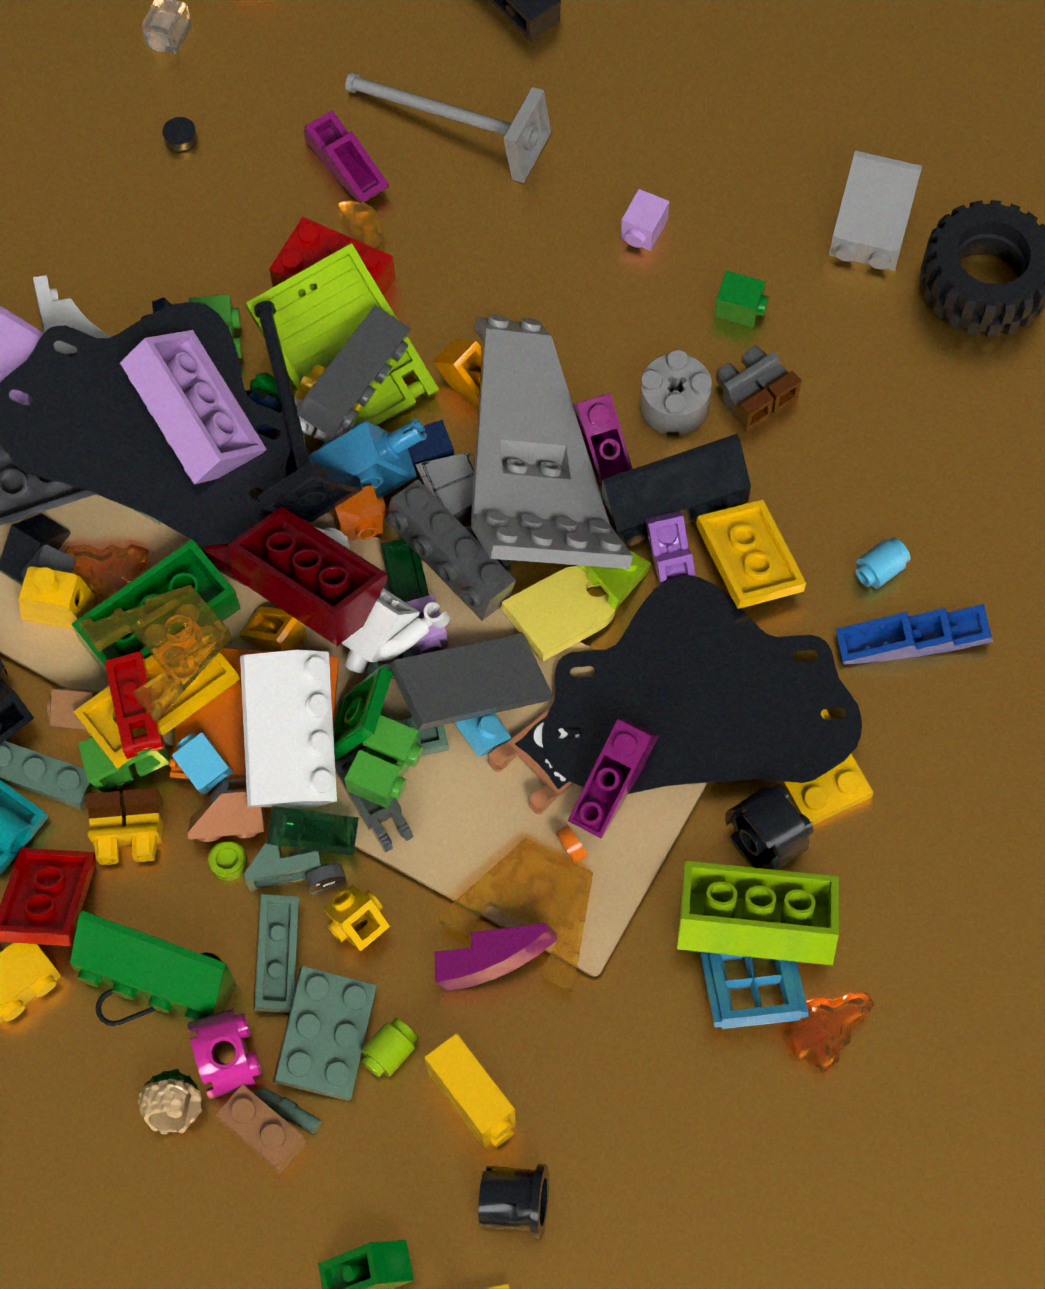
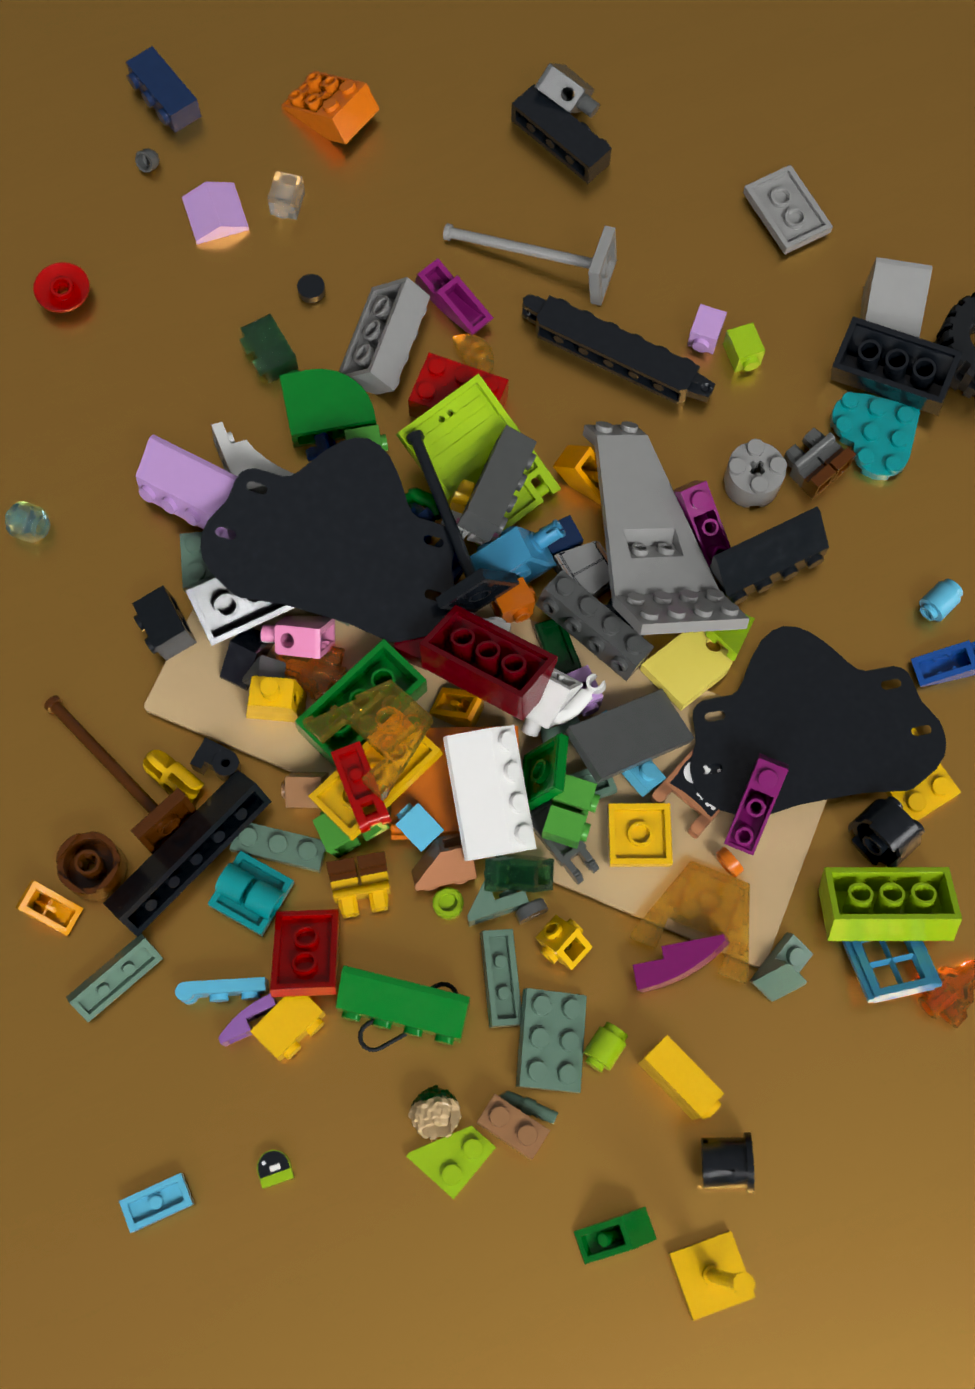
camera: 10 degrees left, 5 degrees up
(80, 36) = (214, 211): none -> lavender slope
(98, 528) = (301, 636): none -> bright pink torso
(117, 198) = (268, 347): none -> clear green brick
(170, 265) = (324, 403): none -> green brick
(186, 1160) = (453, 1159): none -> lime wing
(192, 405) = (370, 526): lavender slope -> none
(213, 1031) = (463, 1055): dark pink brick -> none
(256, 196) = (385, 335): none -> light grey slope
(468, 801) = (639, 835): none -> yellow plate
(532, 235) = (616, 350): none -> black hinge
(619, 978) = (781, 969): none -> sand green slope
(669, 546) = (769, 604): medium lavender slope -> none
(686, 245) = (744, 347): none -> lime brick
(741, 299) = (794, 389): green brick -> none
(750, 554) = (835, 603): yellow plate -> none
(766, 89) = (787, 209): none -> light grey plate
(836, 359) = (876, 431): none -> teal plate
(864, 280) = (895, 365): none -> black slope

